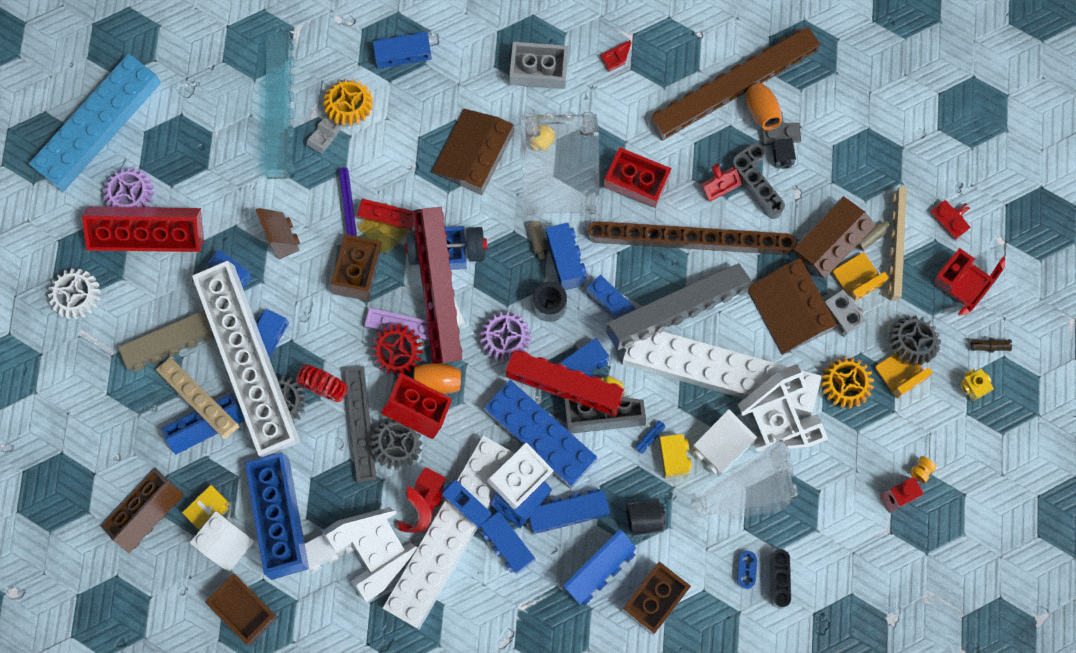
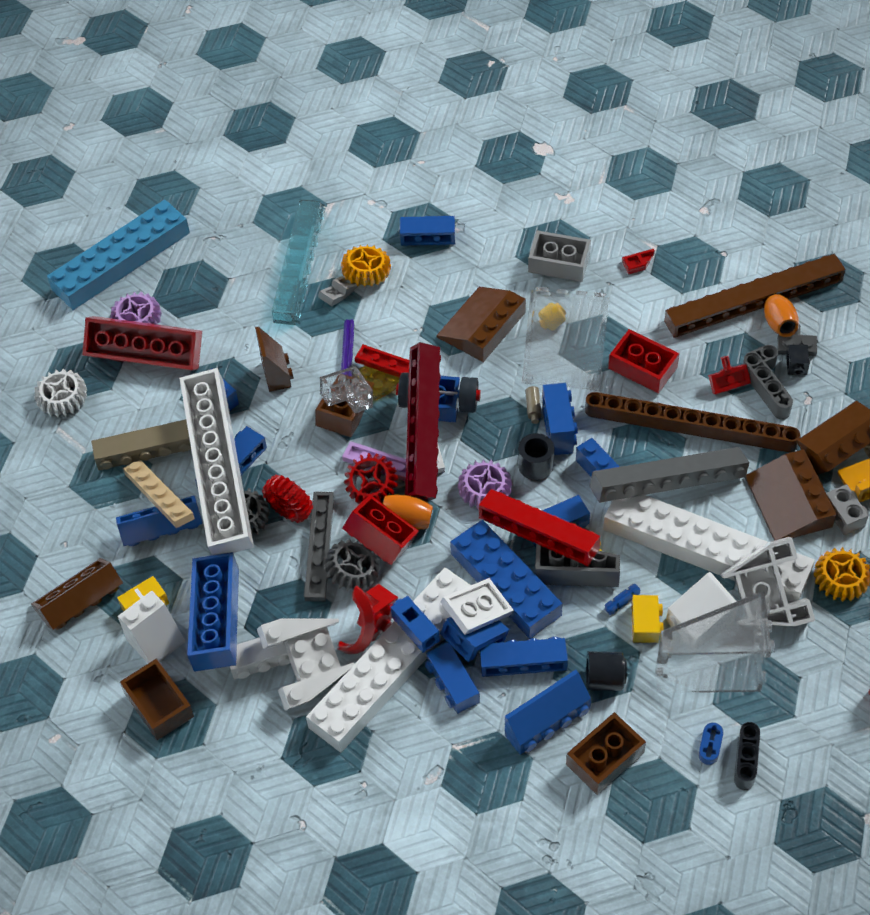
camera: 10 degrees right, 20 degrees down
(358, 256) = (347, 386): none -> clear brick

